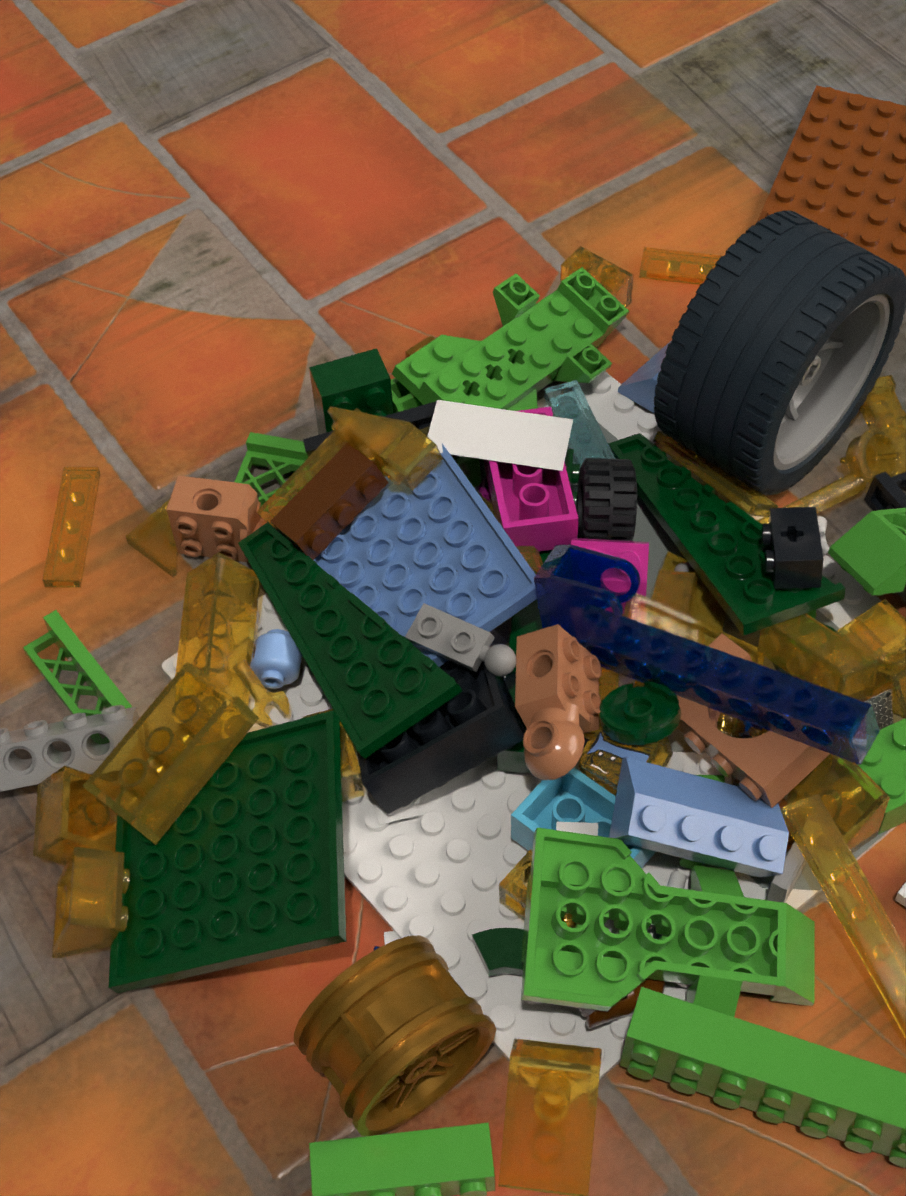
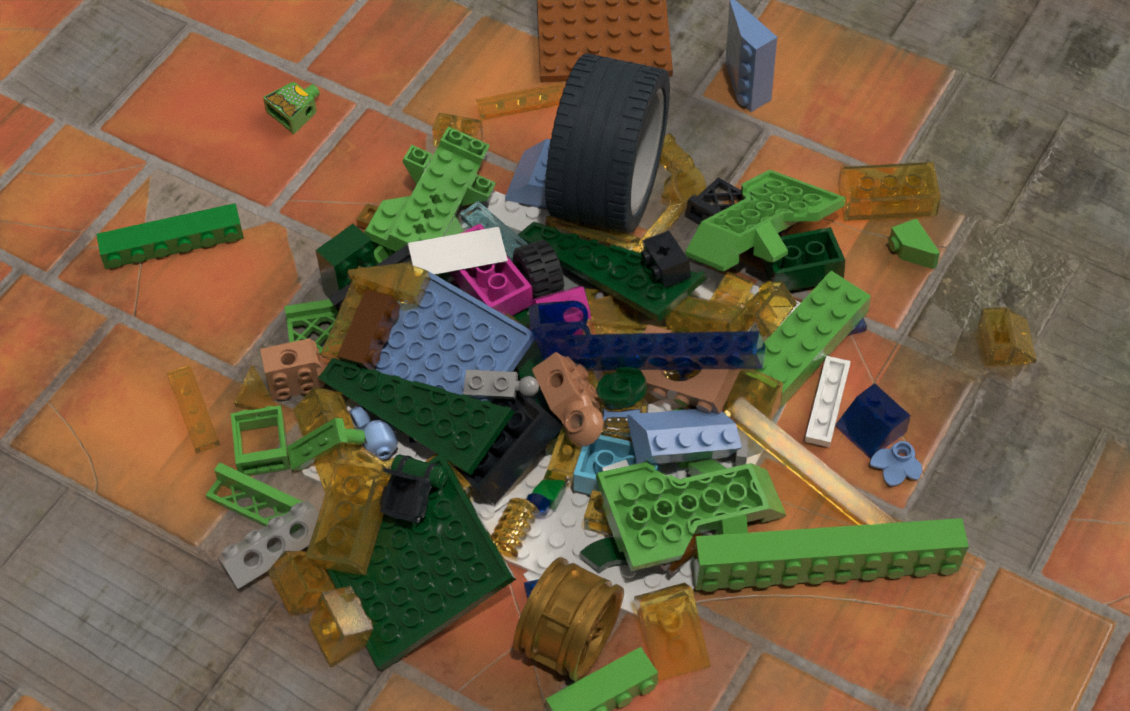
camera: 25 degrees left, 0 degrees up
(119, 630) = (261, 461): none -> bright green window
(164, 295) = (169, 236): none -> green brick
(197, 632) = (322, 442): none -> bright green piece
(262, 742) = (409, 487): none -> black piece
(267, 617) = (359, 417): none -> light blue tile
(392, 856) = (513, 525): none -> clear yellow piece
(401, 181) = (292, 105): none -> bright green torso
(446, 838) = (540, 502): none -> clear blue tile
(472, 827) = (552, 490): none -> green slope
(507, 787) = (563, 459): none -> clear yellow slope

